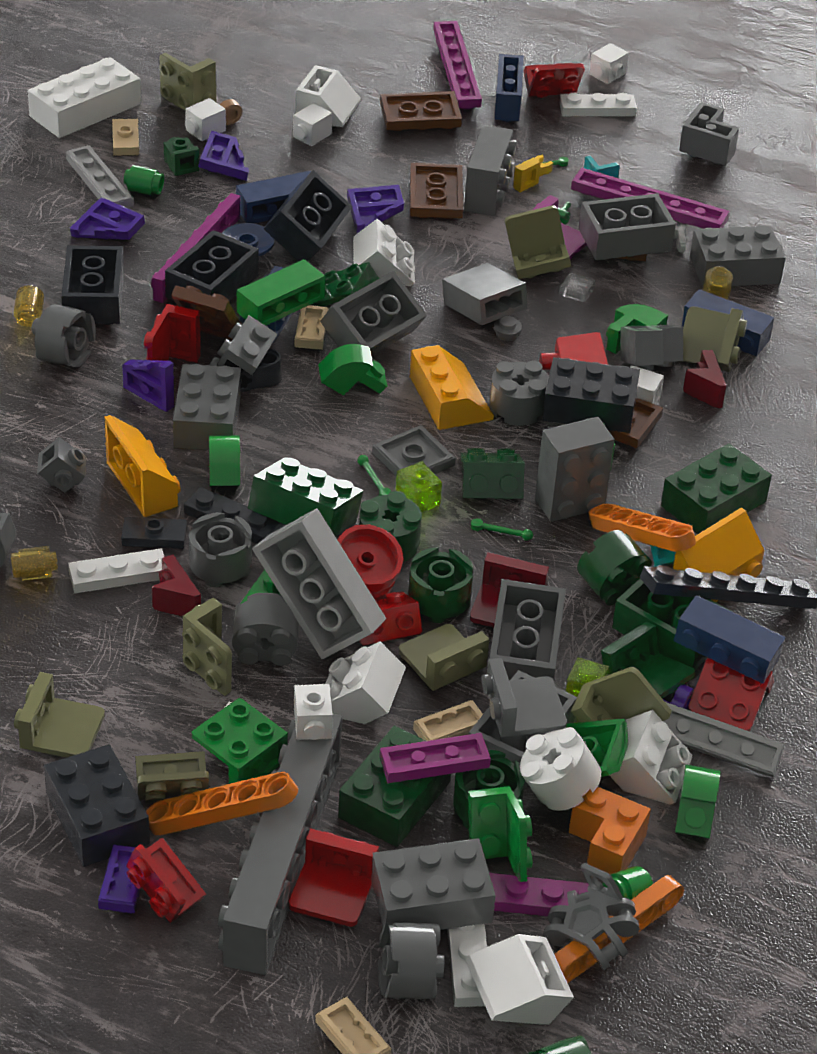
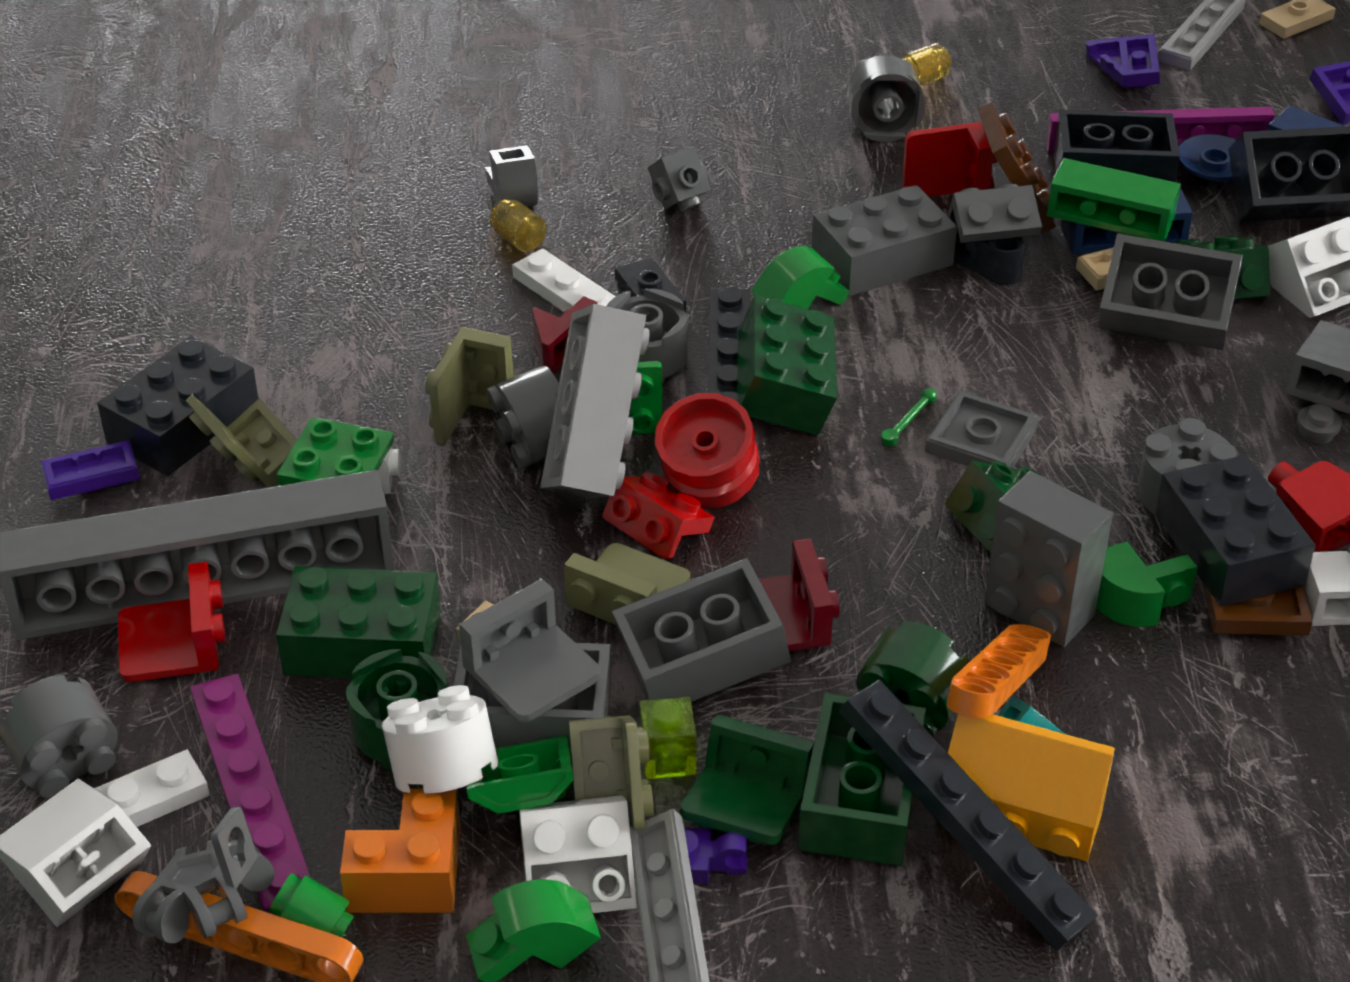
camera: 65 degrees right, 0 degrees up
(54, 723) = (288, 327): olive bracket -> none
(94, 281) = (1007, 73): black brick -> none
(139, 468) = (726, 225): light orange slope -> none
(144, 180) = (1229, 52): green brick -> none
(151, 381) = (881, 174): dark purple wing -> none
(164, 880) = (68, 479): red bracket -> none
(178, 149) = (1310, 50): dark green brick -> none
(234, 803) = (200, 476): orange beam -> none
(313, 719) = (351, 470): white brick -> none
(351, 364) = (1071, 314): green brick -> none
(365, 683) = (515, 534): white slope -> none
(398, 517) = (809, 453): dark green brick -> none
(420, 486) = (912, 453): clear neon green brick -> none
(434, 757) = (376, 615): magenta plate -> none
(434, 885) = (179, 706): dark grey brick -> none
(441, 583) = (741, 524): dark green brick -> none
(447, 388) = (1127, 404): light orange slope -> none
(477, 525) = (909, 537): green hinge -> none
(501, 827) = (312, 742): green bracket -> none
(715, 488) = (1193, 738): dark green brick -> none
(728, 695) = (788, 895): red bracket -> none
(729, 639) = (819, 832): dark blue brick -> none

